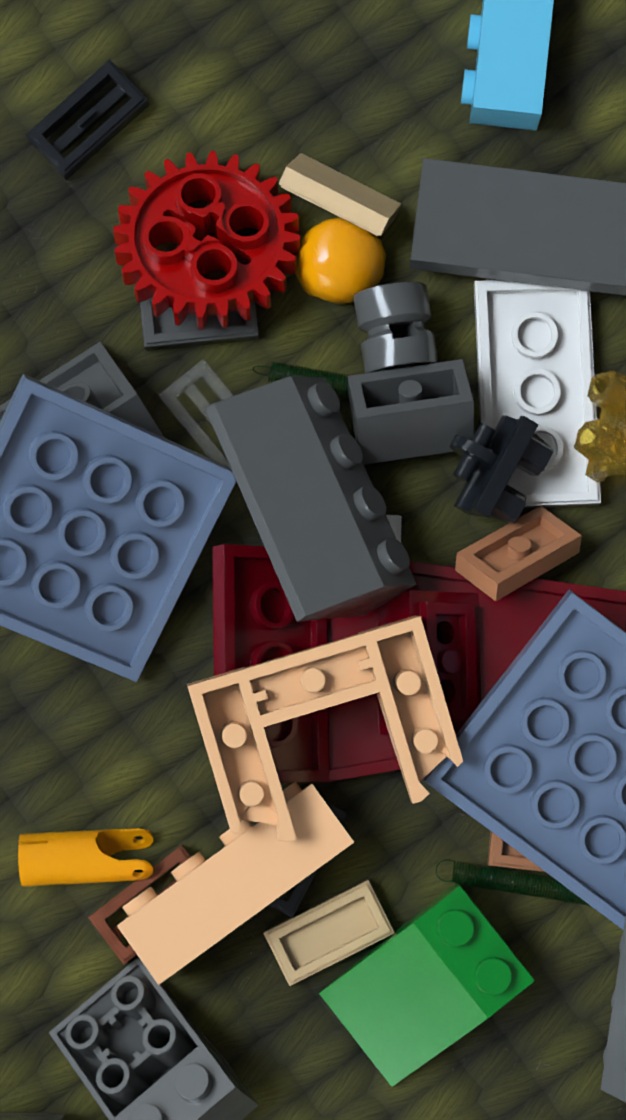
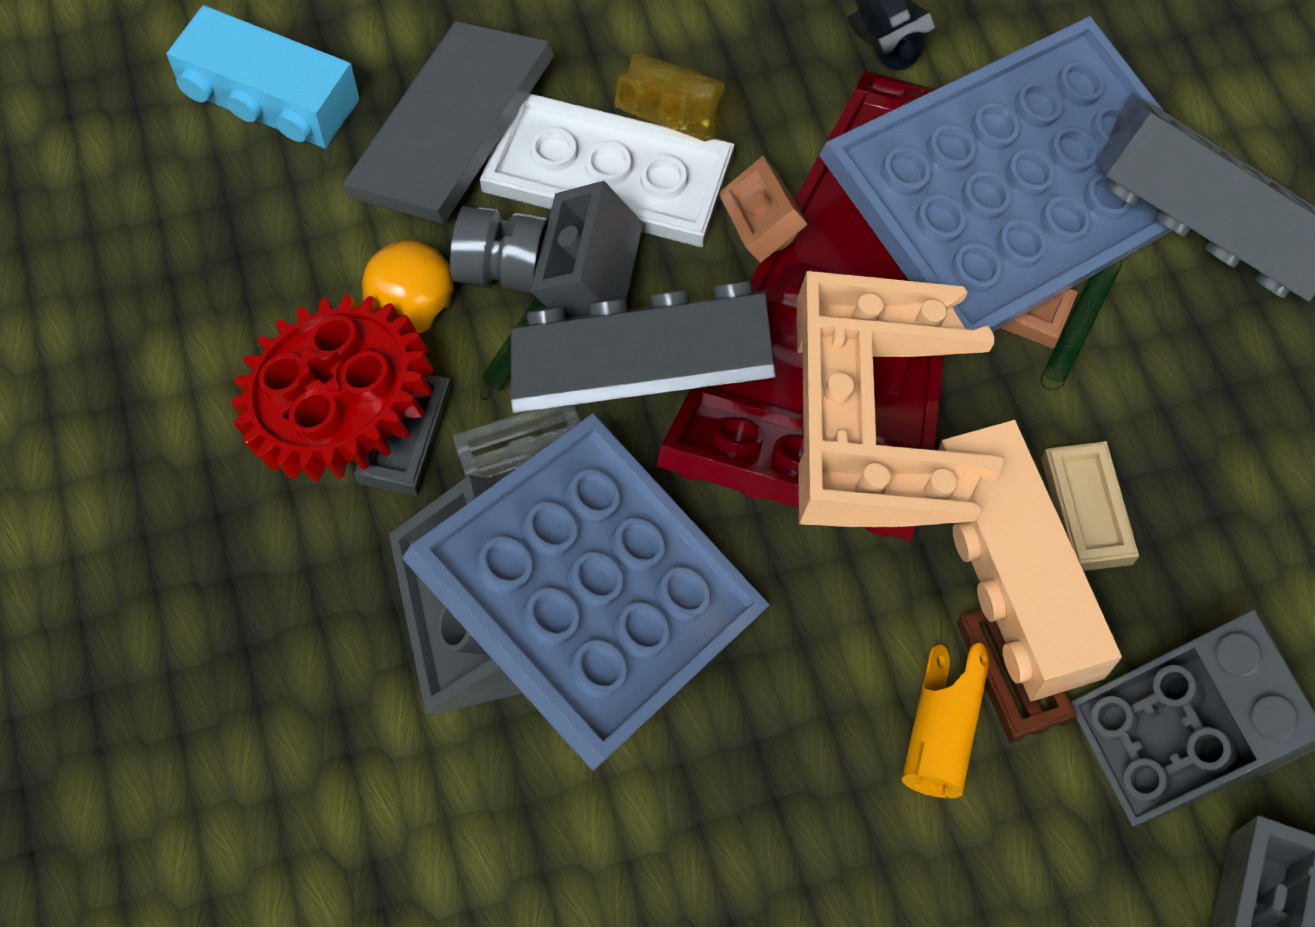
camera: 75 degrees left, 20 degrees down
(103, 134) = (165, 514): black tile -> none
(339, 194) = (344, 260): tan tile -> none
(426, 985) = (1168, 422): green slope -> none
(490, 462) = (670, 200): black hips -> none

